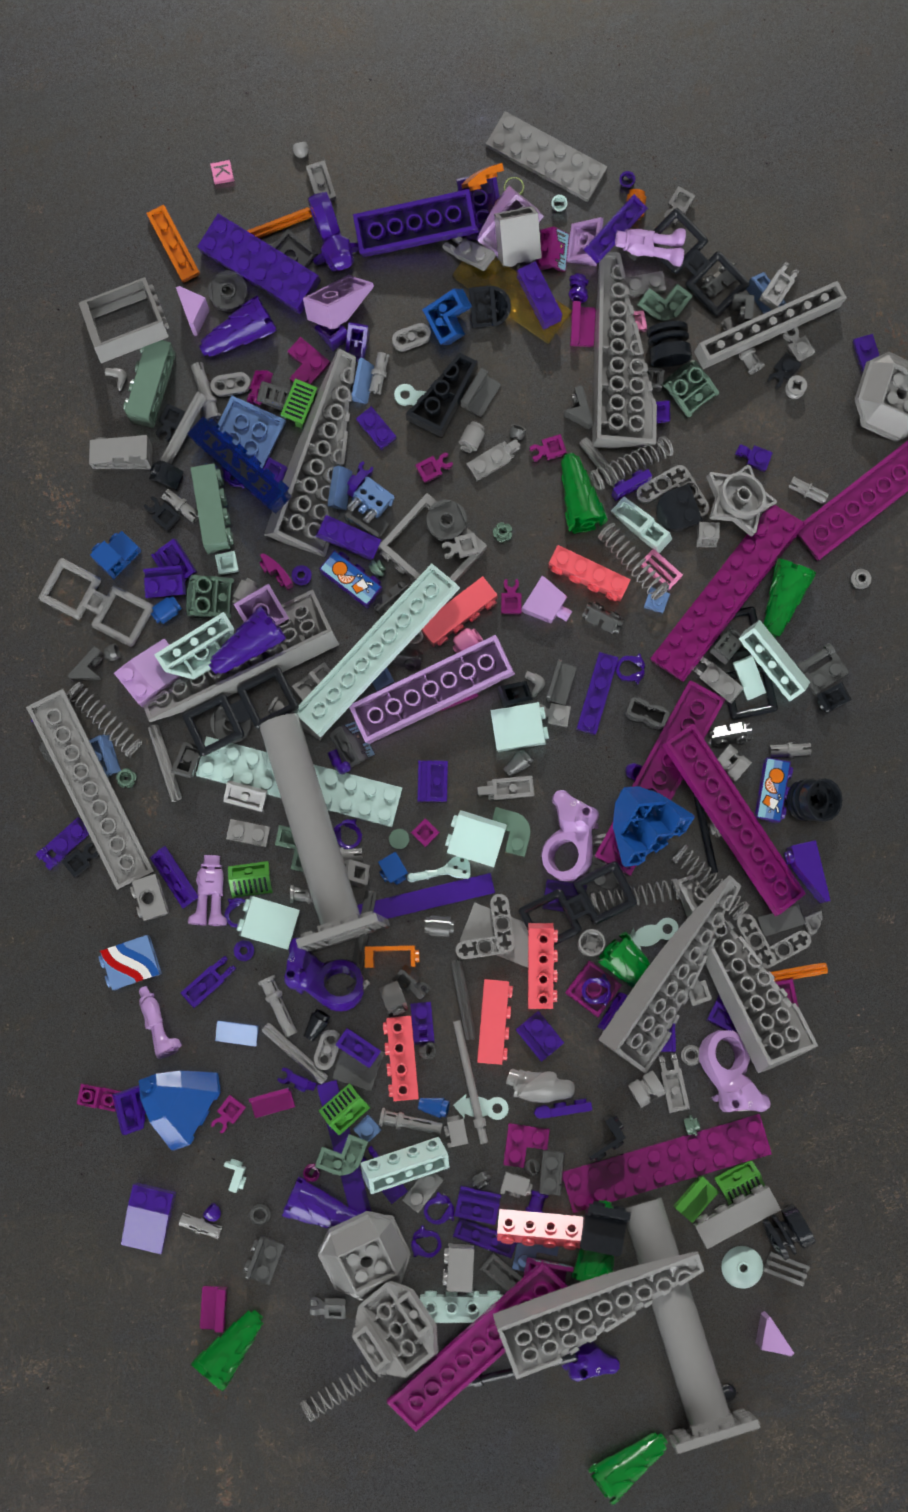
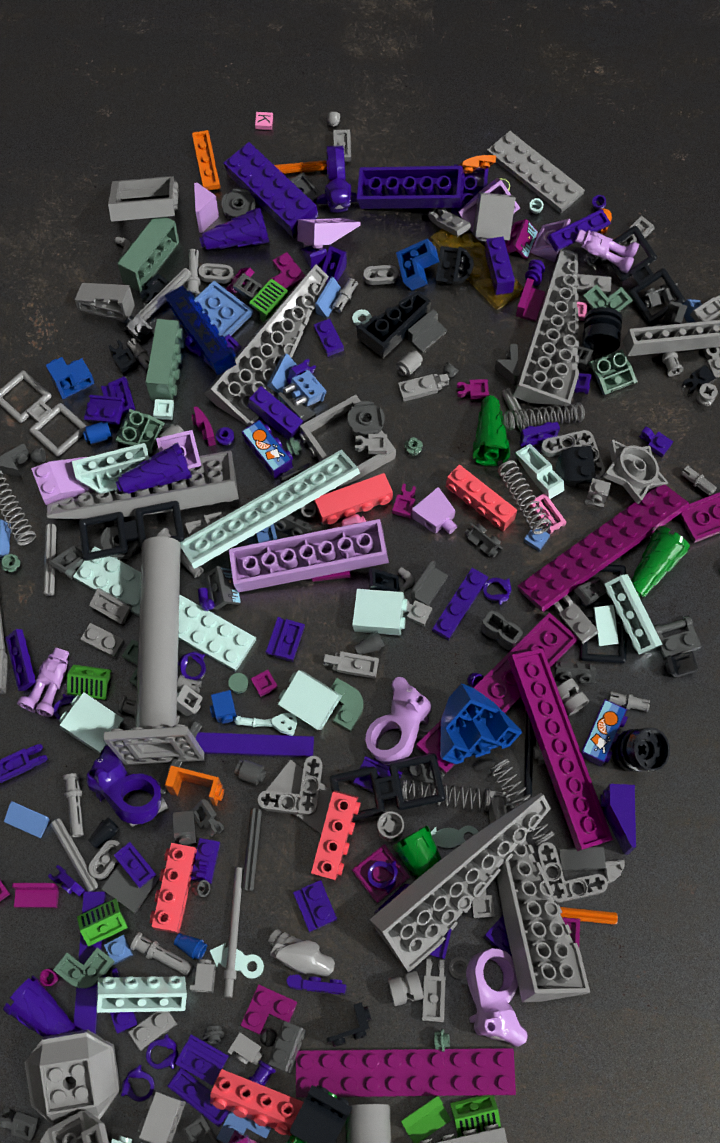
camera: 15 degrees right, 15 degrees down
(248, 955) = (64, 748): dark purple plate -> none
(431, 468) = (365, 379): magenta plate -> none
(493, 1022) = (273, 876): coral brick -> none

